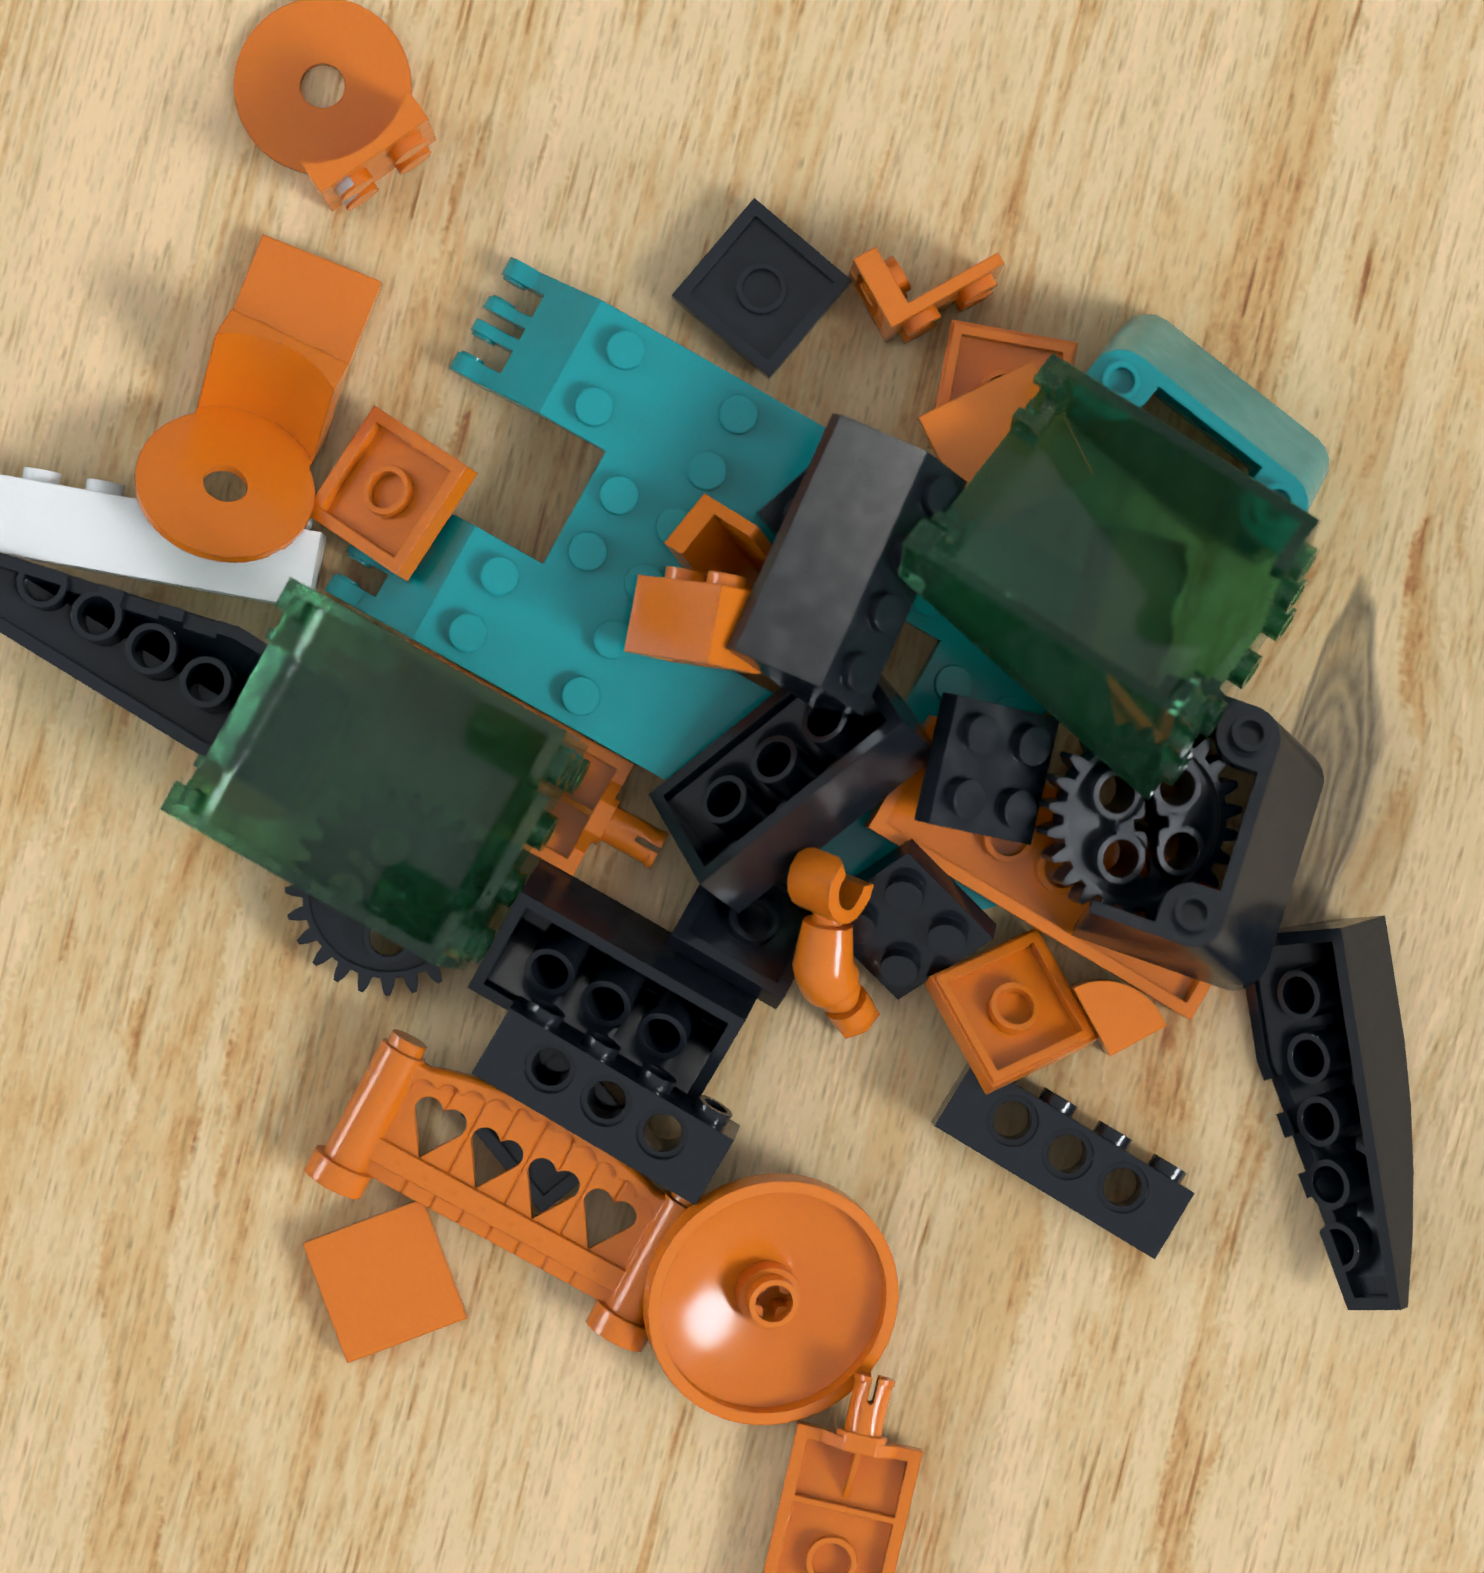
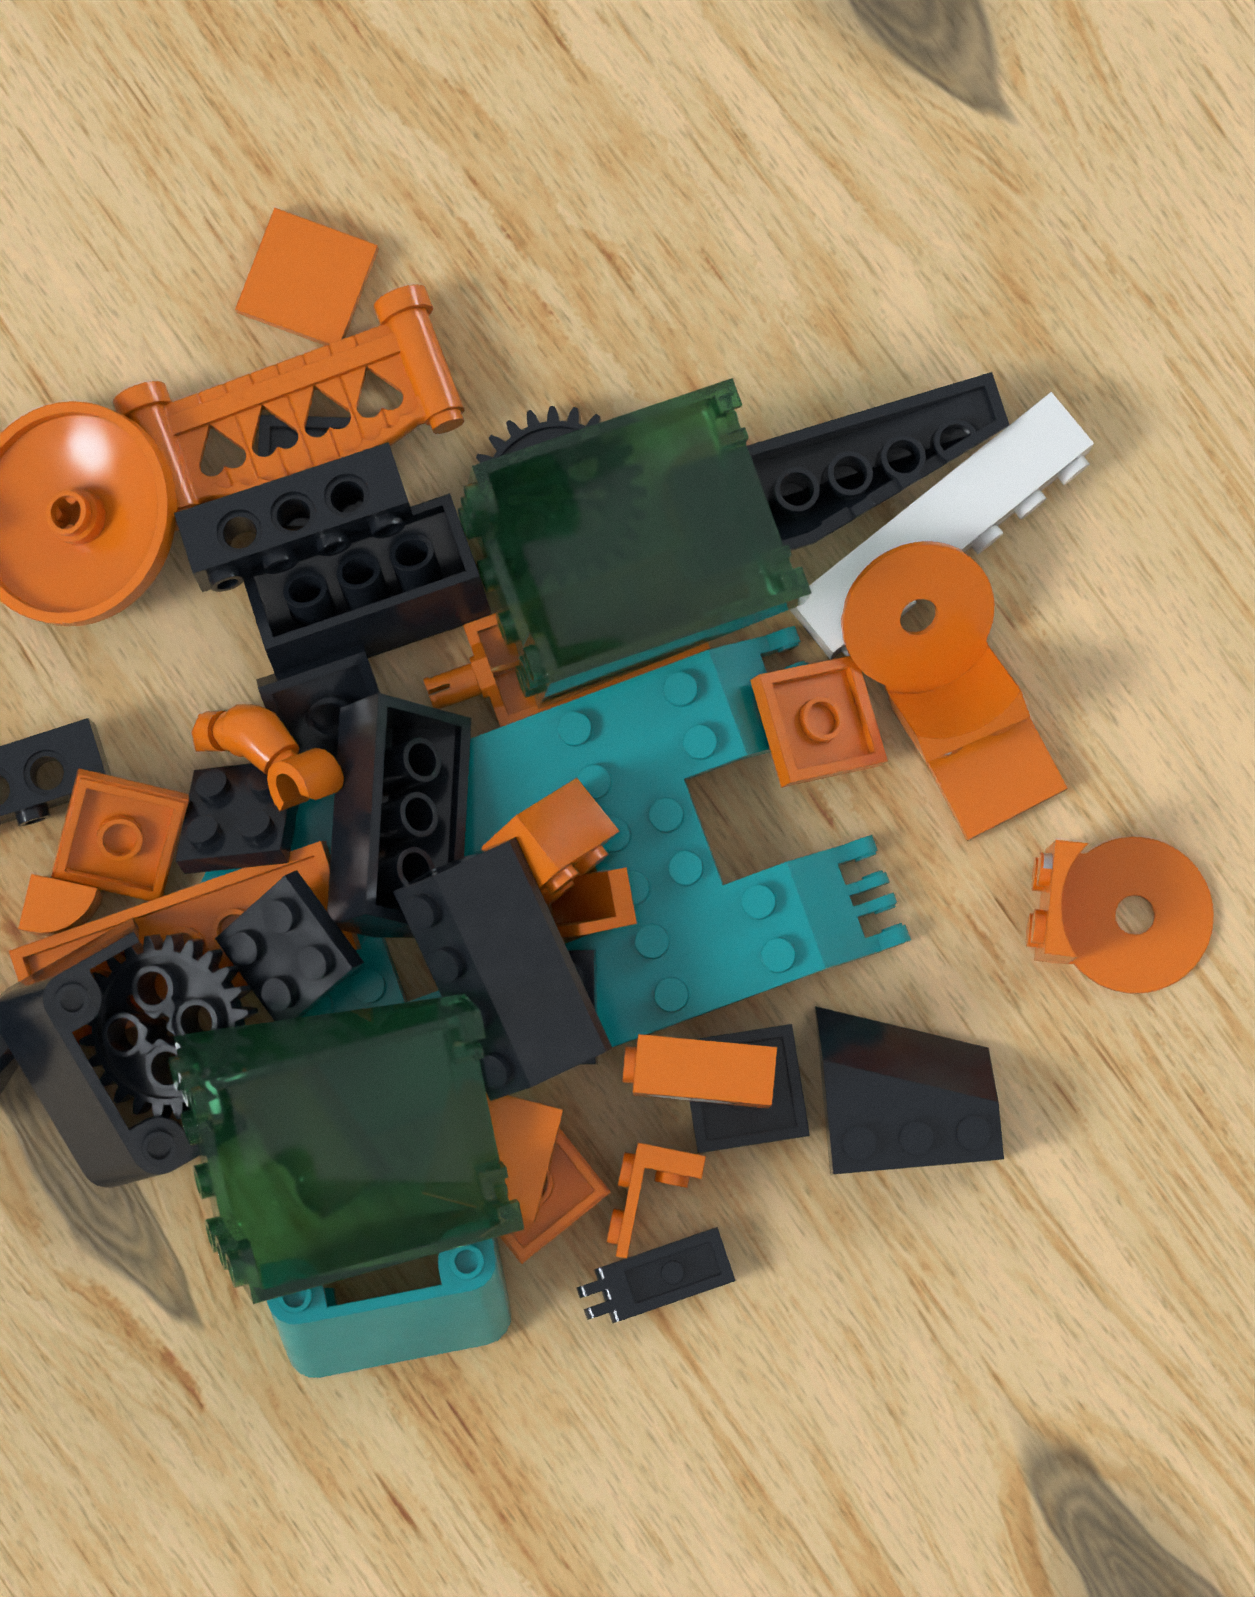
camera: 135 degrees right, 5 degrees down
(652, 145) = (904, 1097): none -> black wedge
(782, 327) = (701, 1071): none -> orange brick
(983, 223) = (660, 1276): none -> black hinge

